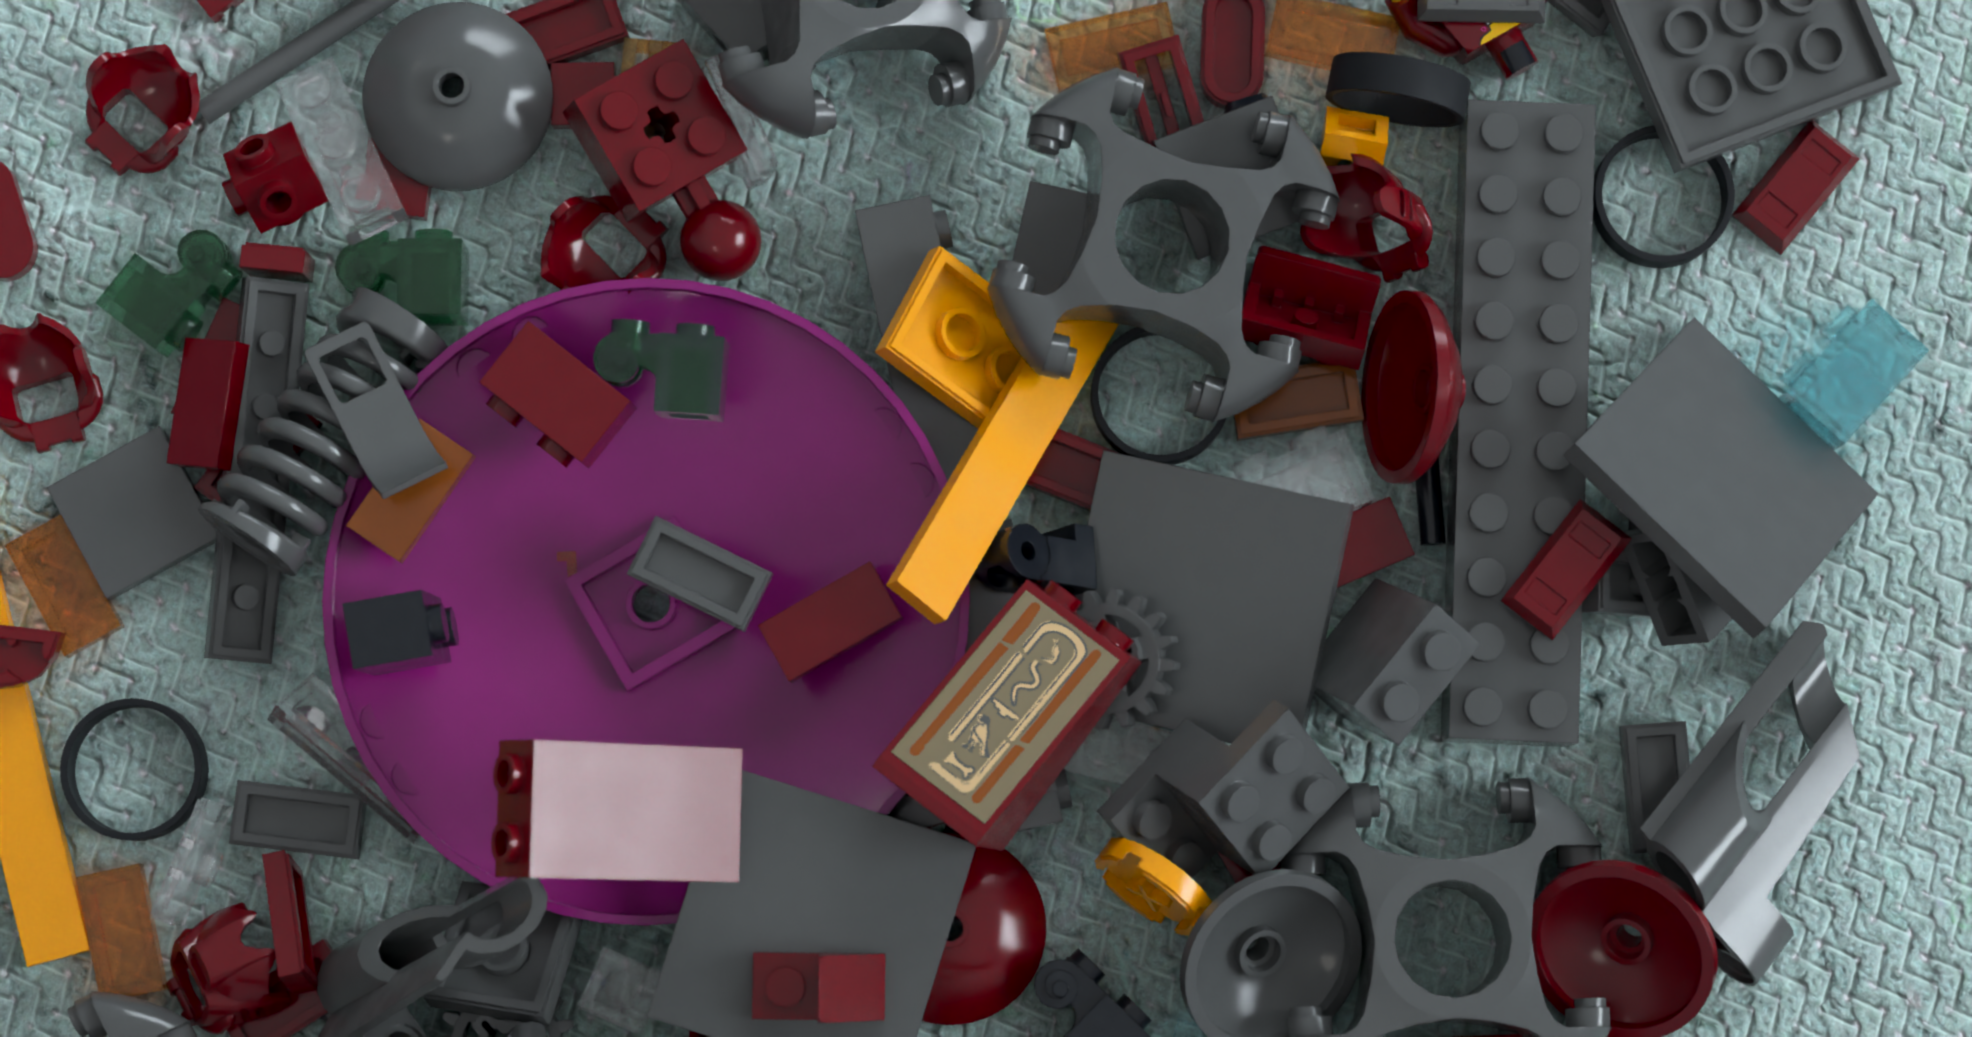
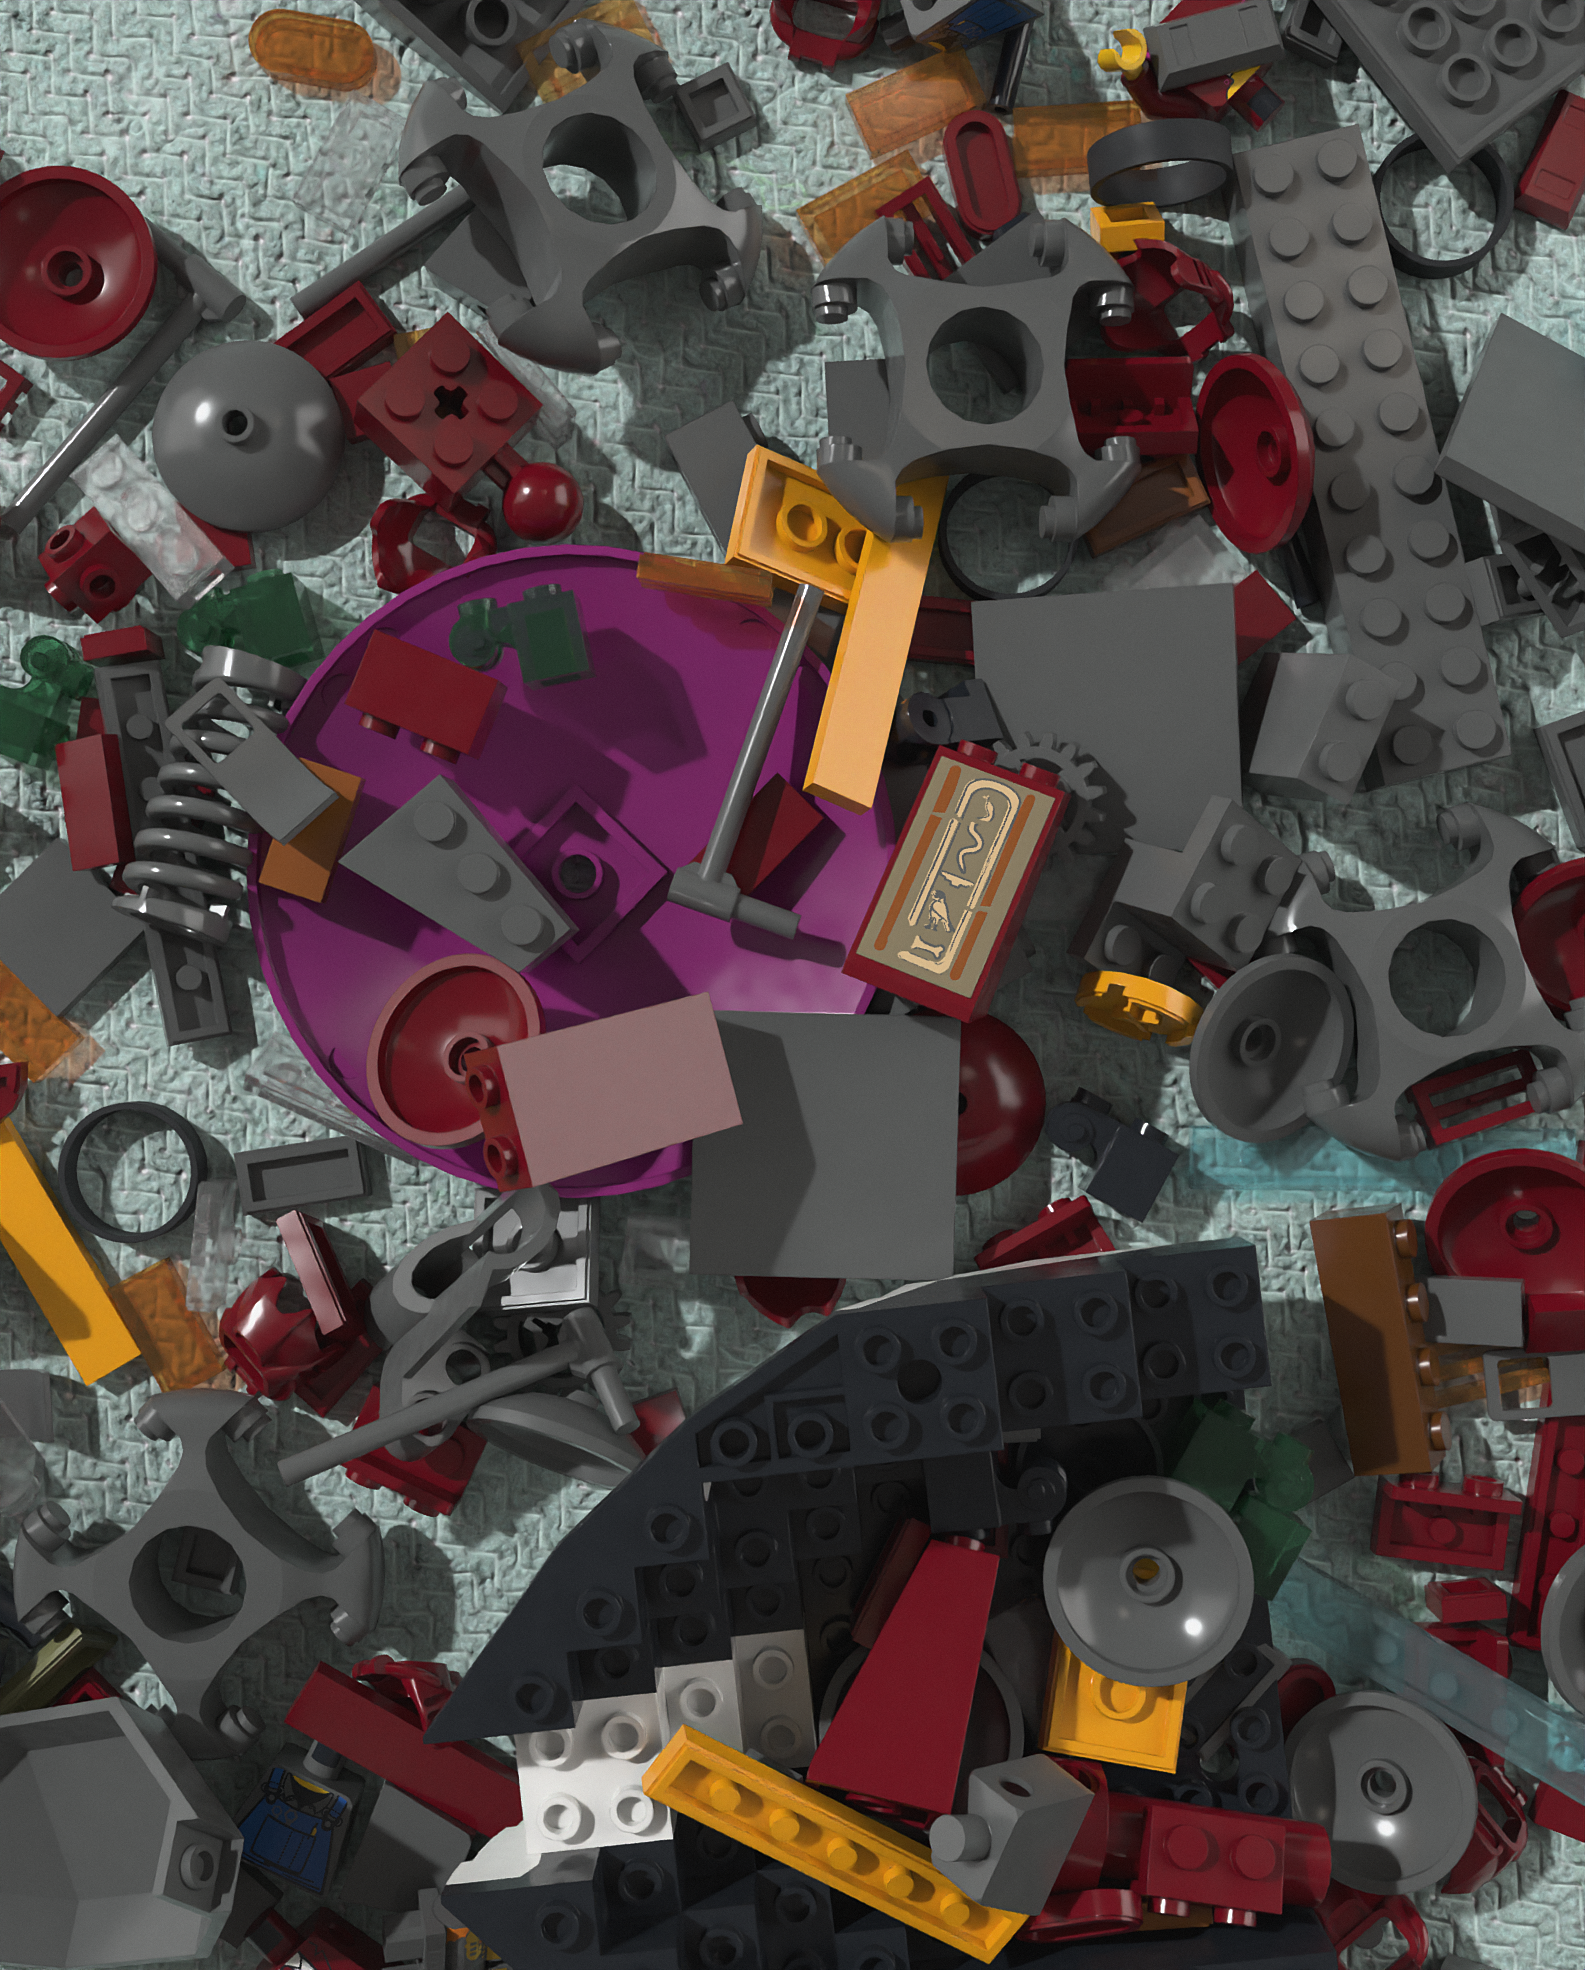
camera: 15 degrees left, 5 degrees up
(399, 632) = (338, 972): black brick -> none
(455, 725) = (421, 1043): none -> dark red dish
(543, 575) = (464, 876): none -> dark grey wedge
(700, 573) = (616, 831): dark grey tile -> none
(771, 649) = (707, 885): none -> dark grey bar
(818, 986) = (848, 1199): dark red slope -> none
(853, 361) = (706, 579): none -> clear orange tile
(1566, 569) = (1458, 587): dark red tile -> none

